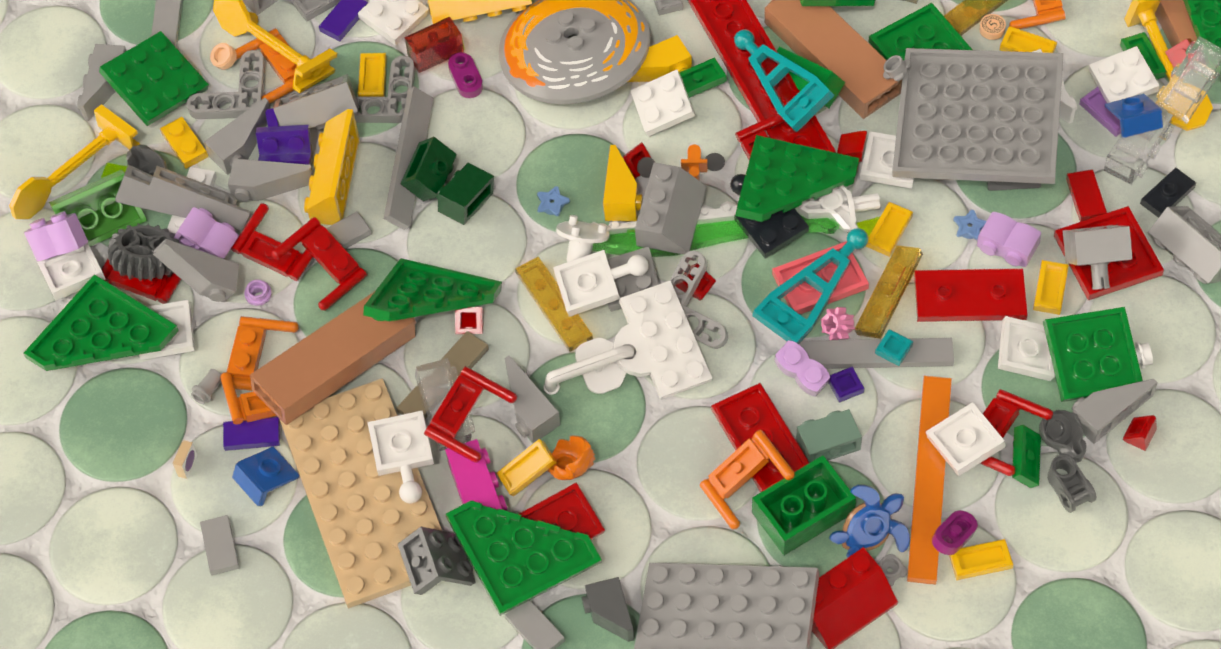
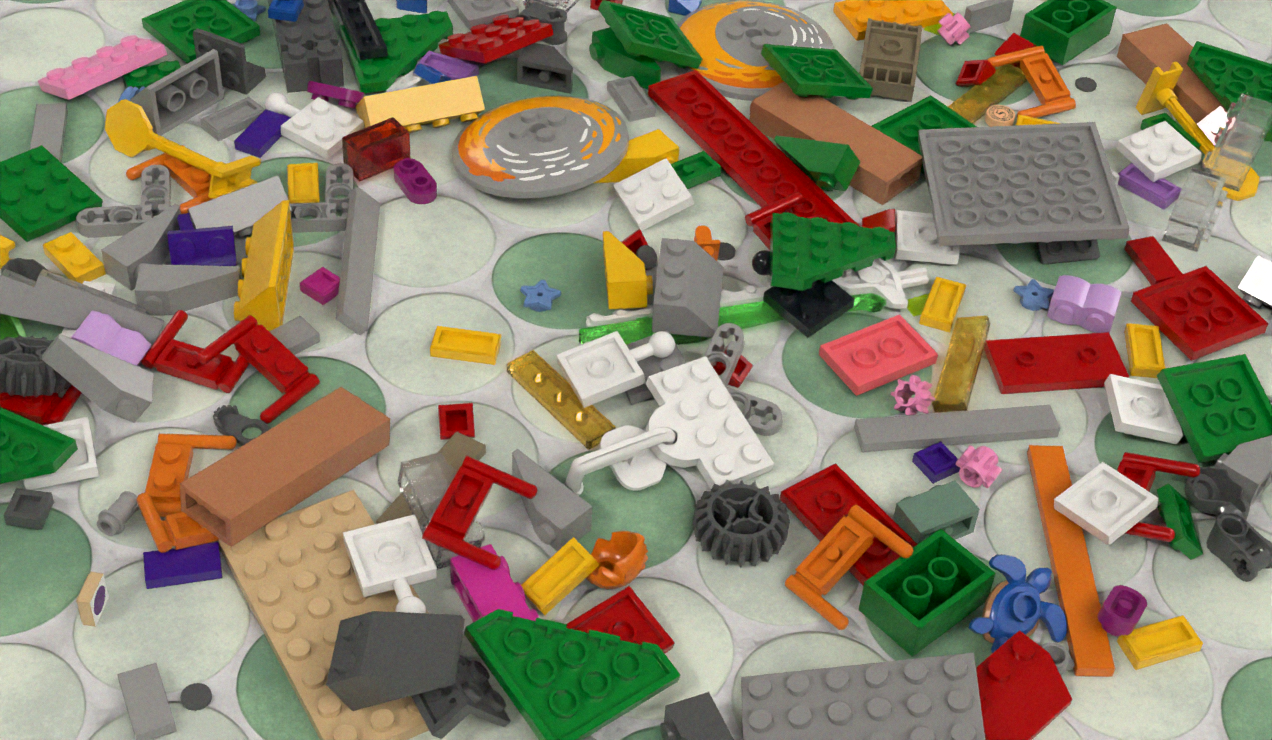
camera: 15 degrees left, 15 degrees down
(142, 377) = (28, 508): none -> dark grey plate
(223, 56) = (119, 173): light nougat tile -> none
(254, 542) = (196, 696): none -> dark grey piece
(255, 287) = (179, 406): lavender plate -> none
(263, 474) = (200, 609): blue piece -> none
(297, 310) = (232, 423): none -> dark grey piece
(377, 180) = (321, 285): none -> dark pink tile
(391, 532) = (393, 656): none -> dark grey slope
(425, 289) = (394, 386): green plate -> none
(428, 168) = (386, 266): dark green brick -> none
(465, 193) = (434, 289): dark green brick -> none
(486, 246) = (465, 345): none -> yellow tile
(581, 236) = (586, 324): white piece -> none
(674, 416) = (749, 520): none -> dark grey gear
(785, 320) = (854, 395): teal plate -> none
(805, 103) = (817, 184): teal plate -> none
(808, 373) = (880, 439): lavender brick -> none
(875, 394) = (978, 466): none -> bright pink gear
(894, 347) = (986, 417): teal tile -> none
(896, 68) = (914, 144): light grey plate -> none
(1097, 248) = (1197, 294): light grey brick -> none
(1136, 115) = (1191, 177): blue piece -> none
(1168, 192) = (1240, 255): black plate -> none

